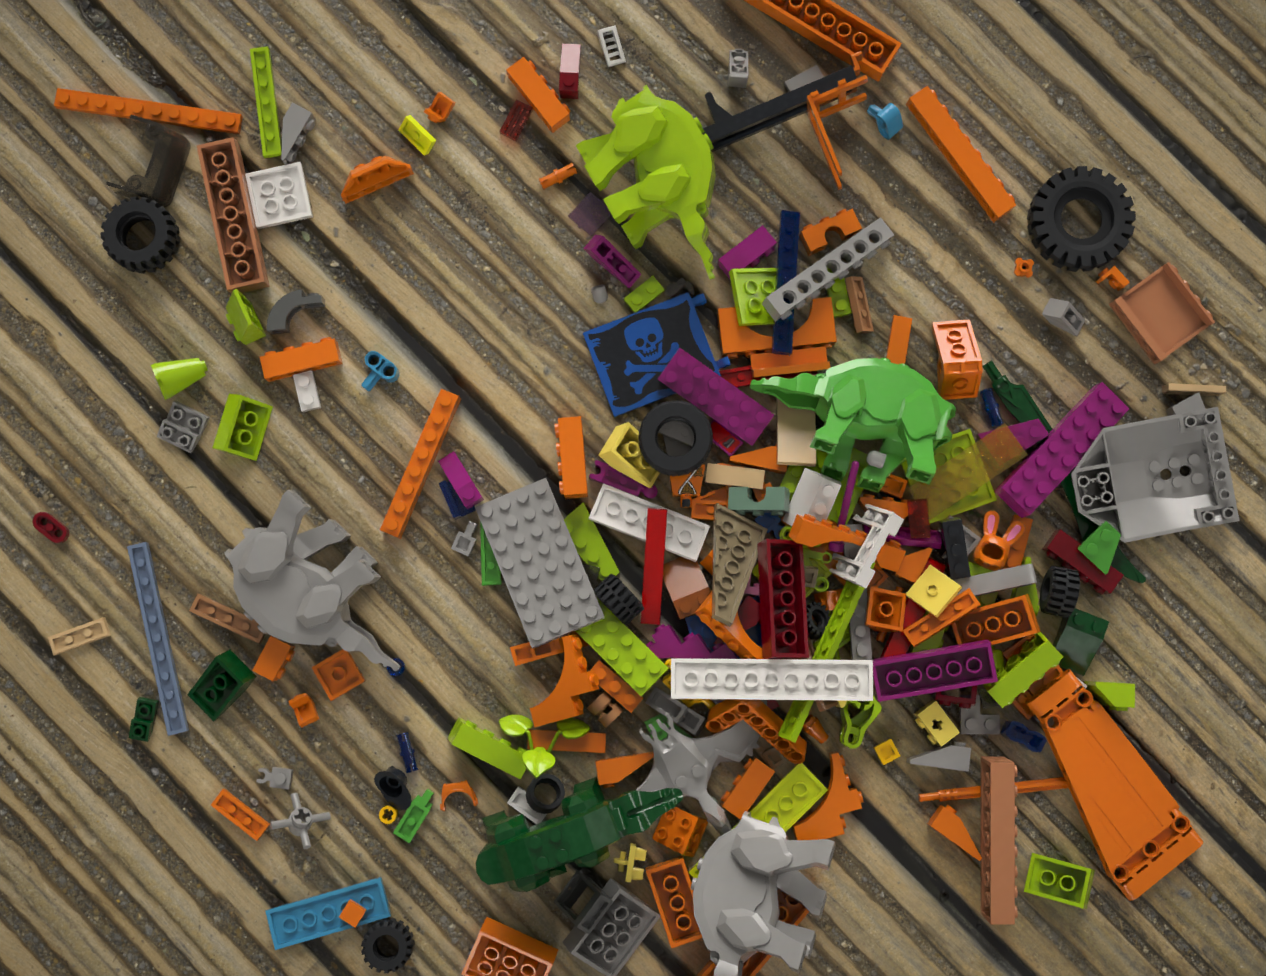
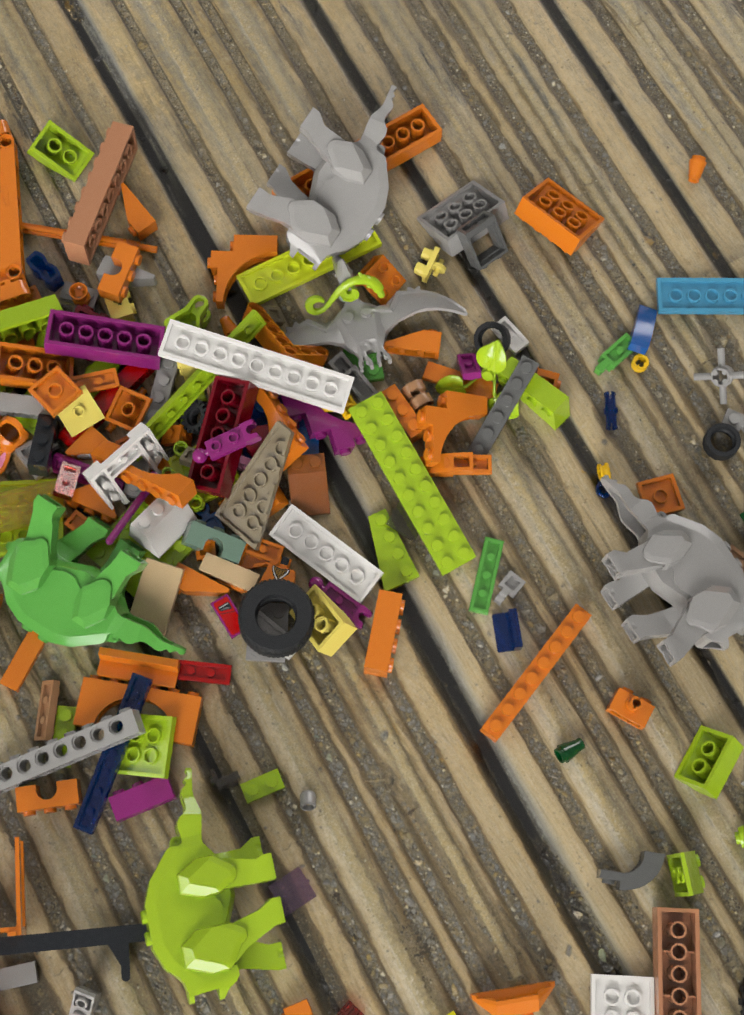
camera: 165 degrees left, 10 degrees down
(273, 750) = (731, 432): none -> black tyre
(274, 658) = (723, 521): orange brick -> none
(300, 359) = (635, 815): orange brick -> none
(304, 709) = (699, 472): orange bracket -> none
(307, 391) = (635, 782): white plate -> none
(325, 455) = (630, 708): none -> orange brick
(352, 913) = (690, 287): orange tile -> none
(373, 402) = (568, 750): none -> dark green cone
(378, 370) = (557, 780): dark azure beam -> none
(378, 959) = (668, 242): black tyre -> none
(392, 852) = (642, 330): none -> blue slope
(393, 787) = (629, 382): black piece -> none
(400, 684) = (603, 470): none -> yellow bush
(460, 480) = (500, 645): magenta slope -> none
(462, 786) = (569, 367): orange helmet -> none
(480, 768) = (550, 376): none -> orange bracket
(515, 718) = (504, 406): none -> dark grey plate
(539, 563) = (443, 543): light grey plate -> none
(557, 176) = (315, 943): orange pin -> none
(564, 759) = (468, 366): none -> magenta plate
(589, 824) = (484, 279): dark green animal -> none
(612, 260) = (285, 831): magenta slope -> none
(618, 599) = (376, 486): black tyre -> none
(639, 347) = (272, 720): flag -> none
(654, 566) = (333, 510): red tile -> none
(674, 900) = (400, 223): orange brick -> none
(709, 795) = (341, 290): none -> lime plant
(715, 396) = (223, 654): magenta brick -> none
(747, 787) = (294, 302): orange brick -> none
(774, 588) = (227, 442): none -> magenta plate
(876, 459) = (86, 541): light grey piece -> none
(886, 751) = (172, 293): yellow plate -> none
(943, 735) = (116, 286): none -> orange arch
(961, 599) = (55, 391): none -> orange plate
(981, 717) = (79, 290): none -> orange wheel

